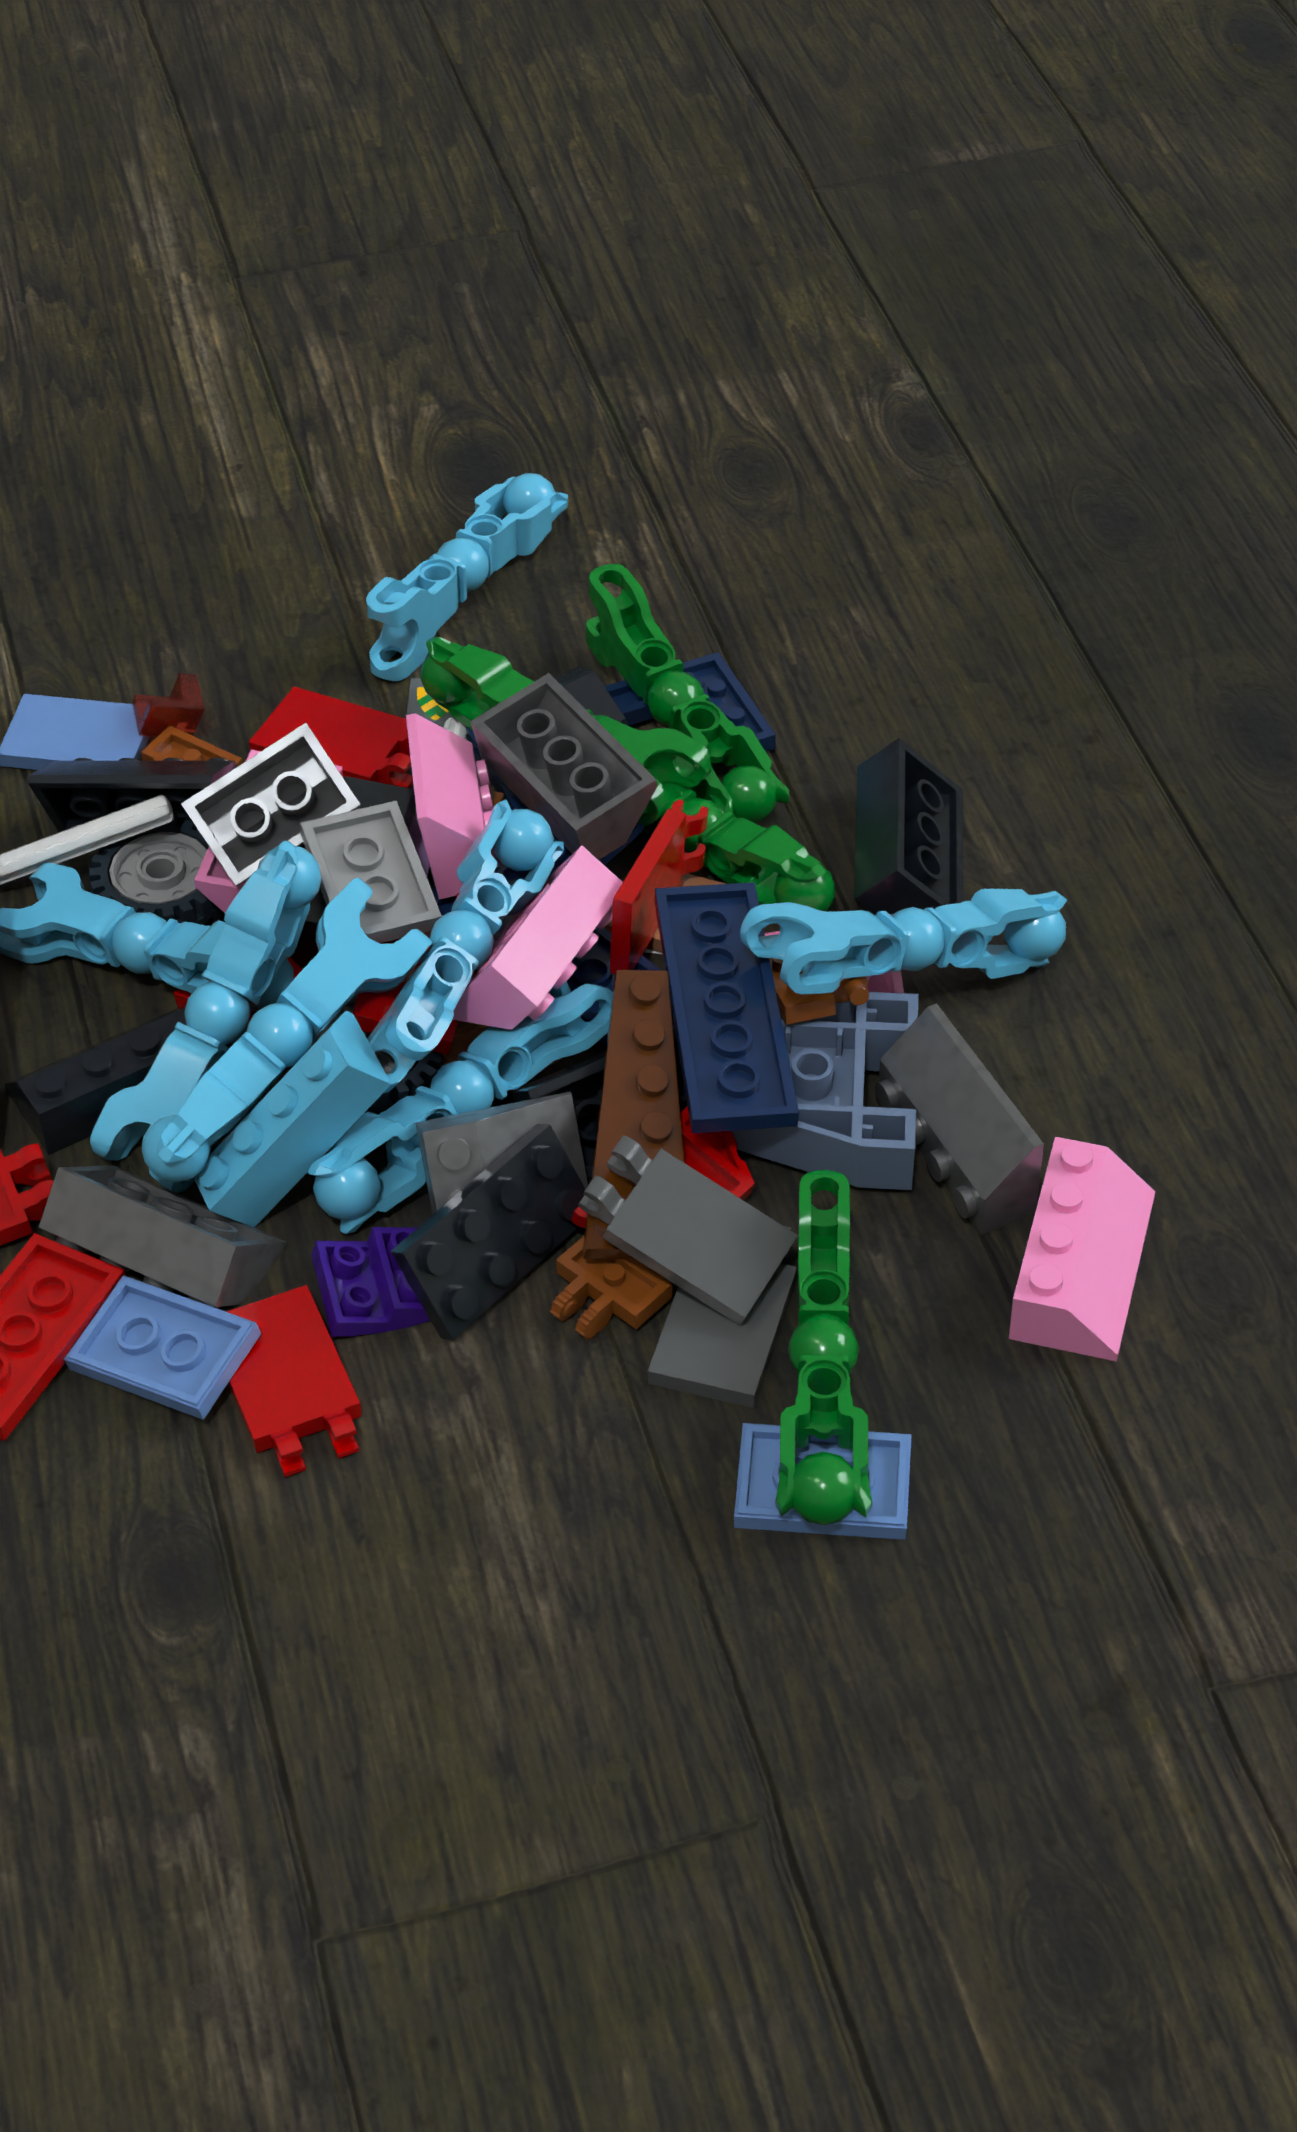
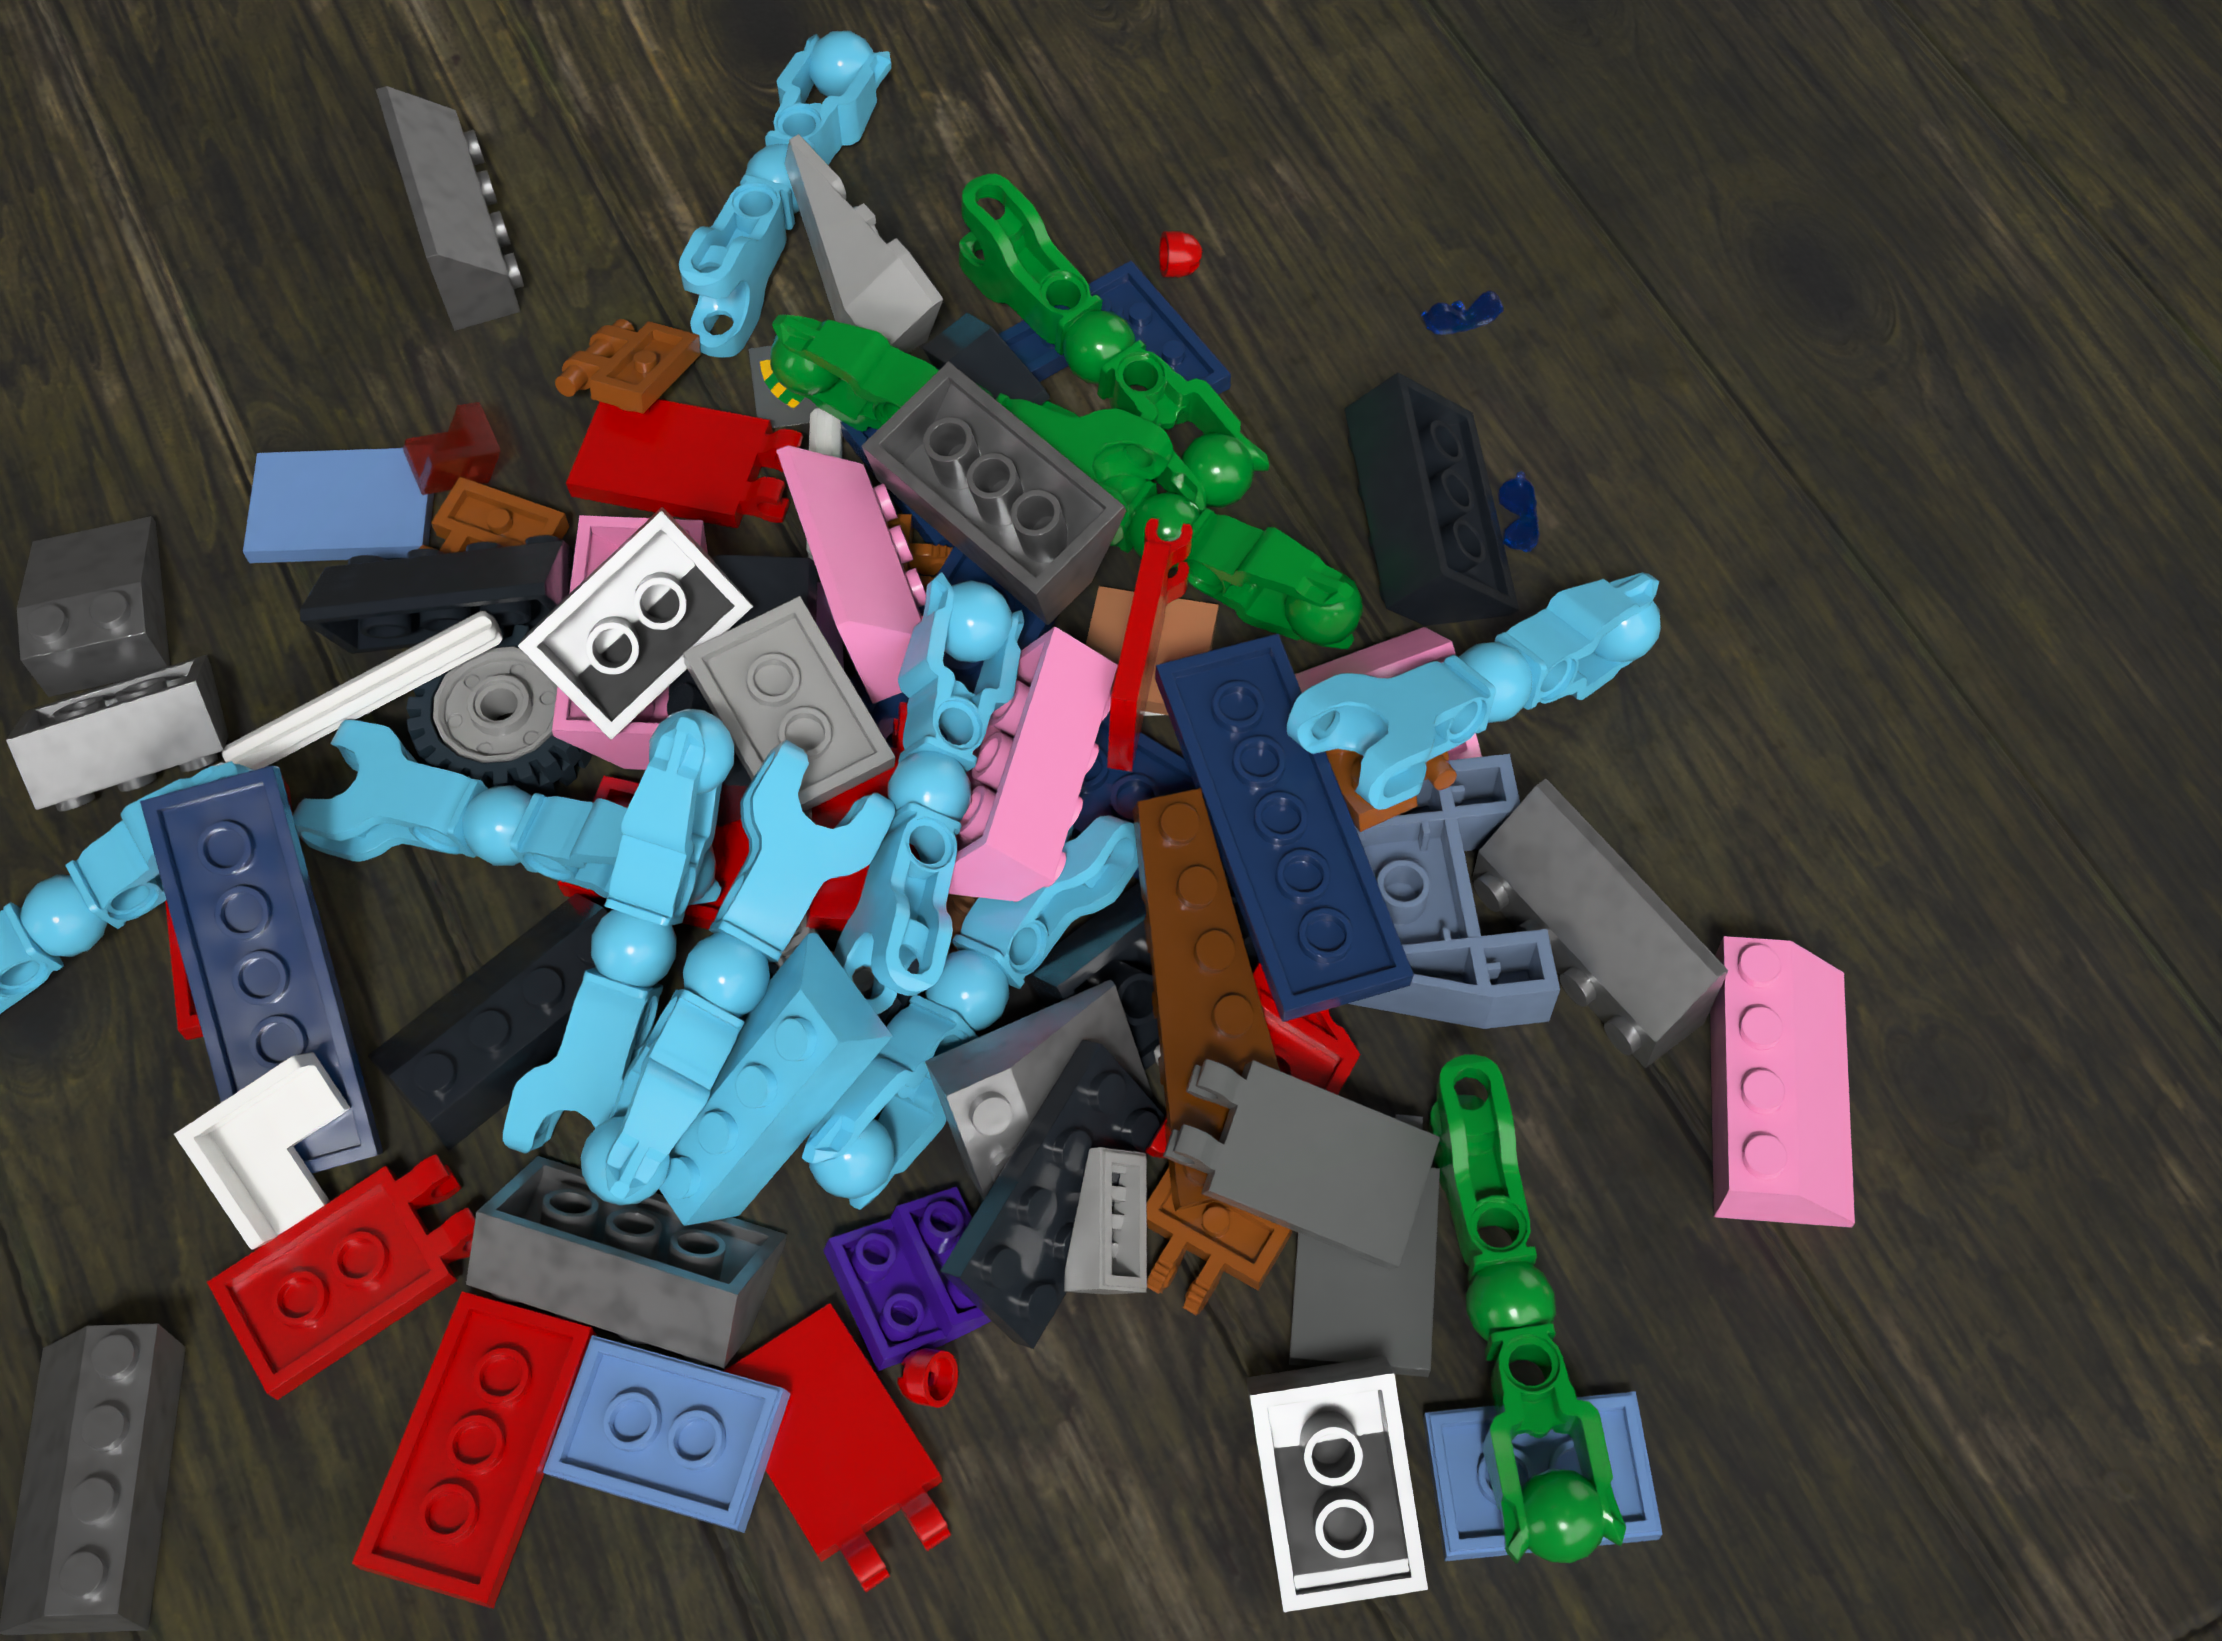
camera: 10 degrees left, 15 degrees up
(210, 554) = (452, 209): none -> flat silver slope
(316, 671) = (628, 365): none -> dark orange plate
(369, 1334) = (942, 1378): none -> red hinge
(502, 616) = (862, 275): none -> light grey wedge
(509, 1285) = (1109, 1247): none -> light grey slope
(659, 1451) = (1337, 1483): none -> flat silver slope
(759, 655) = (1178, 254): none -> red hinge
(958, 725) = (1448, 319): none -> clear blue piece
(984, 849) = (1519, 498): none -> clear blue piece

